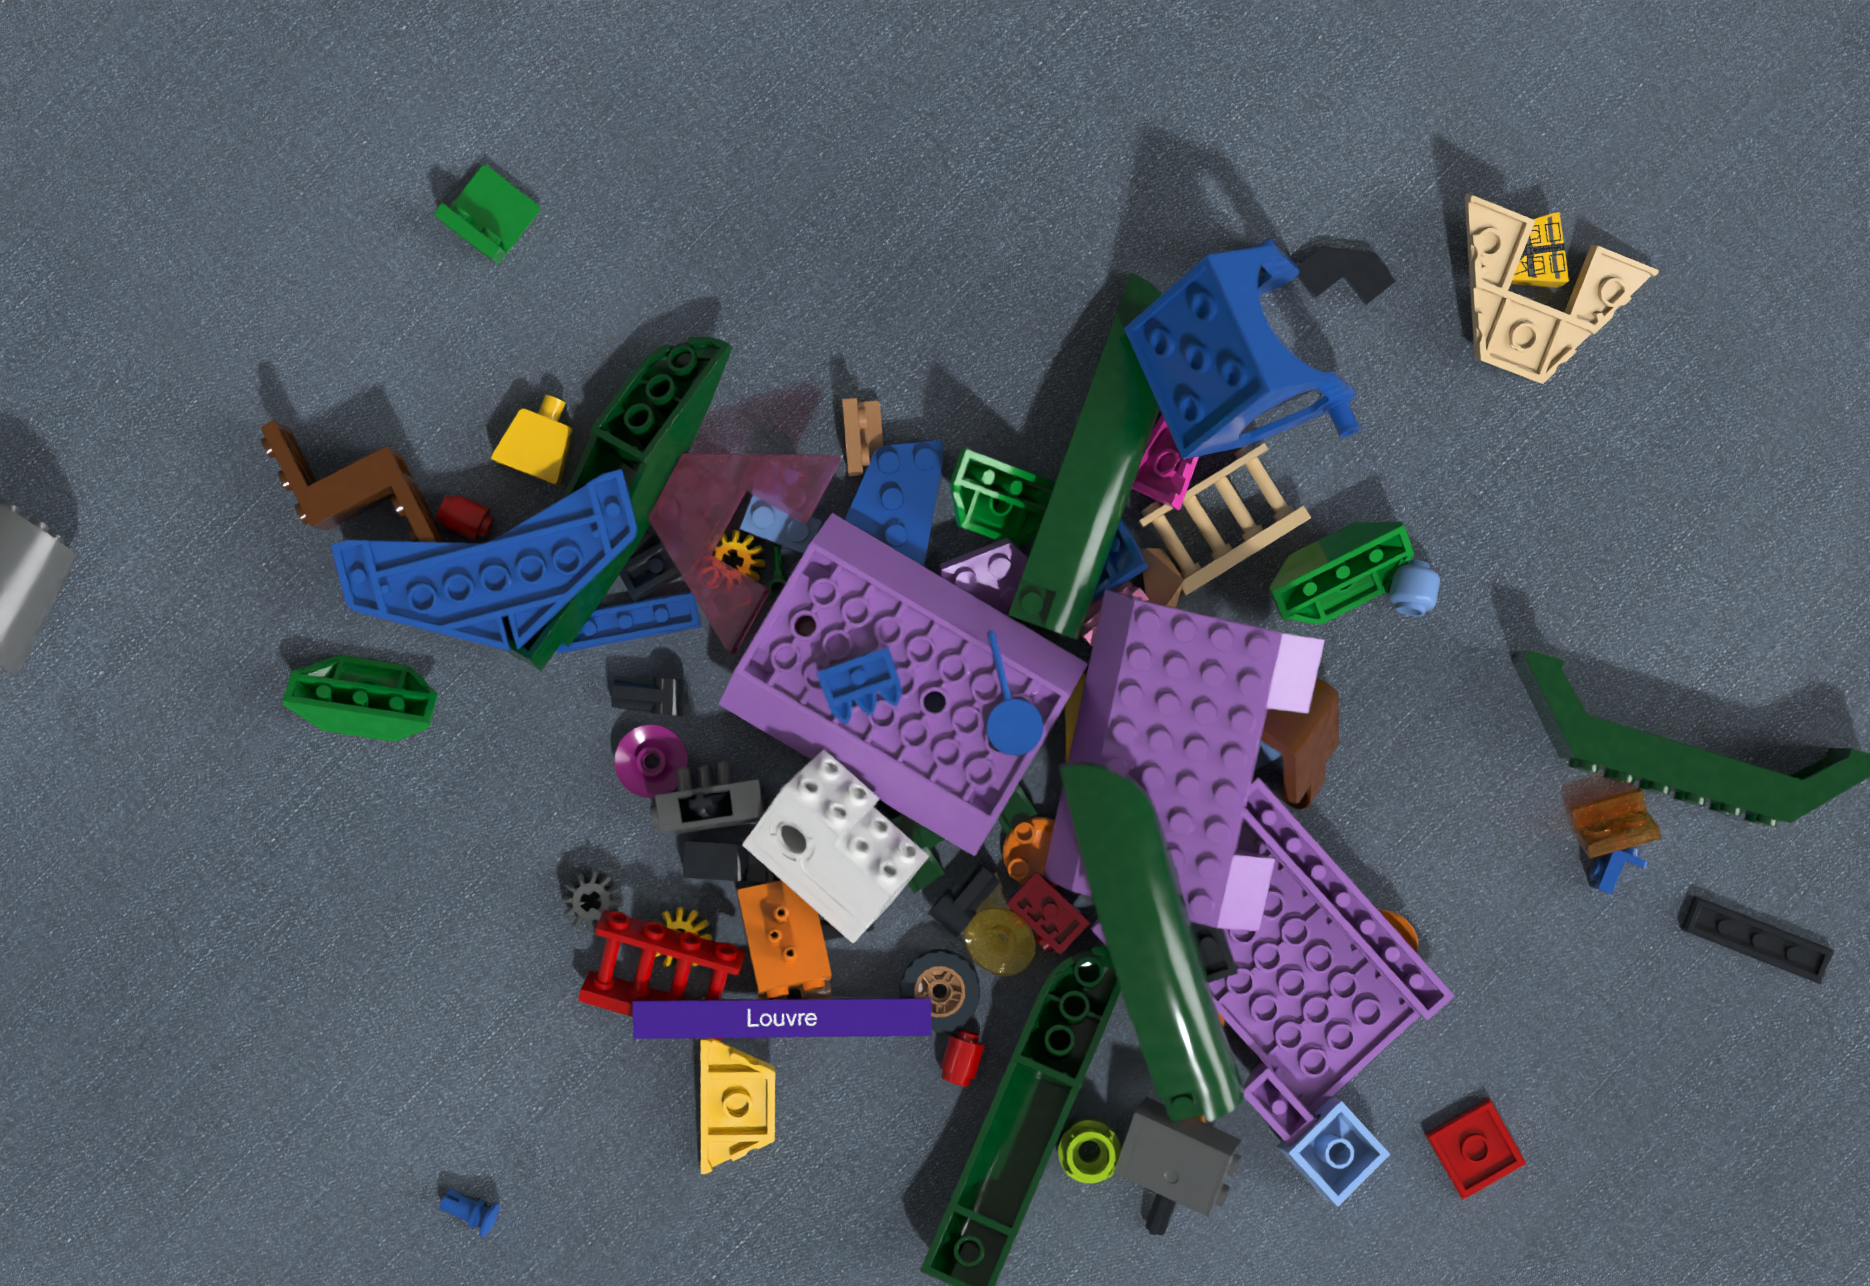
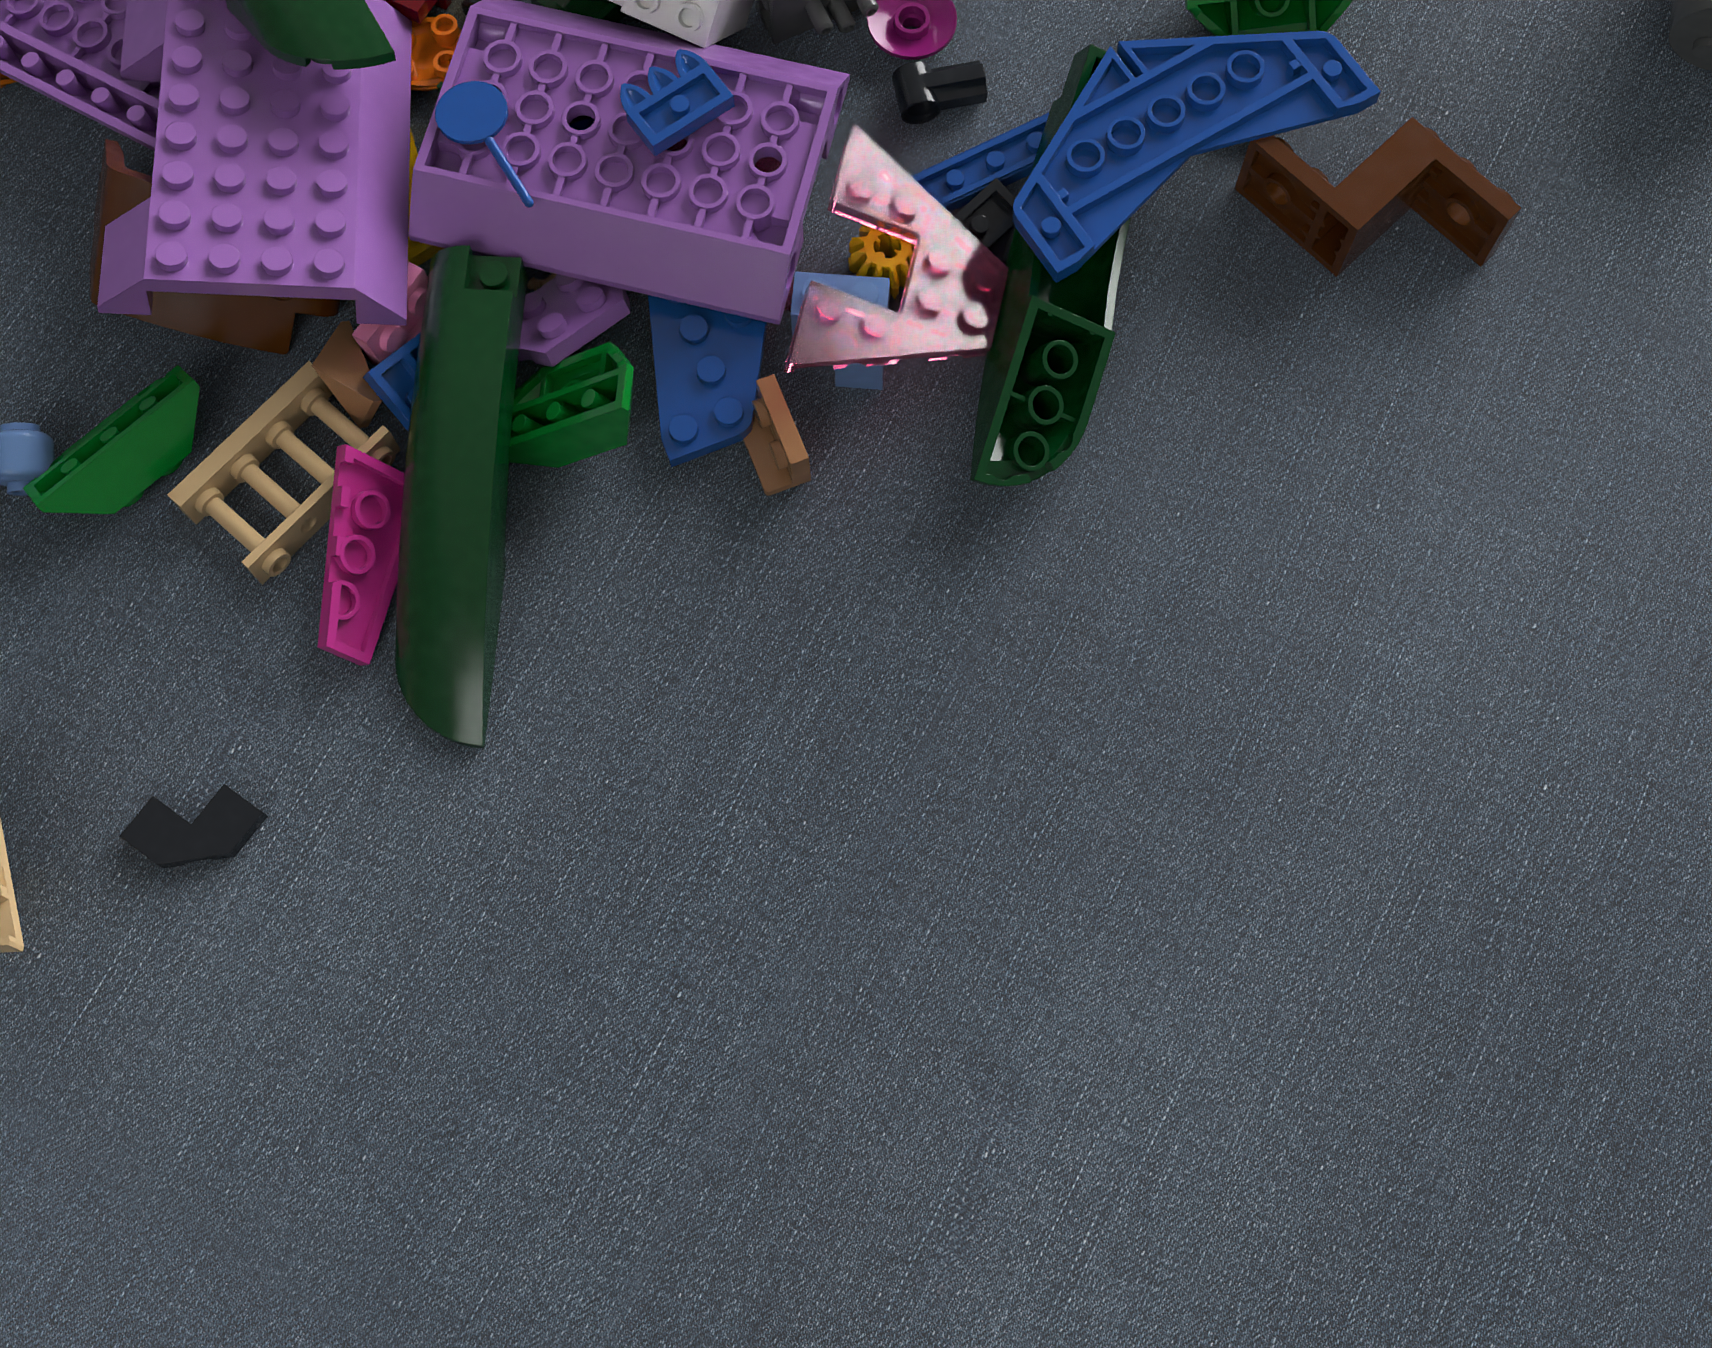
camera: 165 degrees right, 15 degrees down
(465, 517) = (1230, 215): red brick -> none
(489, 214) = (1342, 568): green bracket -> none
(537, 442) = (1174, 319): yellow torso -> none
(777, 571) = (826, 256): green hand -> none
(1220, 361) = (319, 617): blue piece -> none

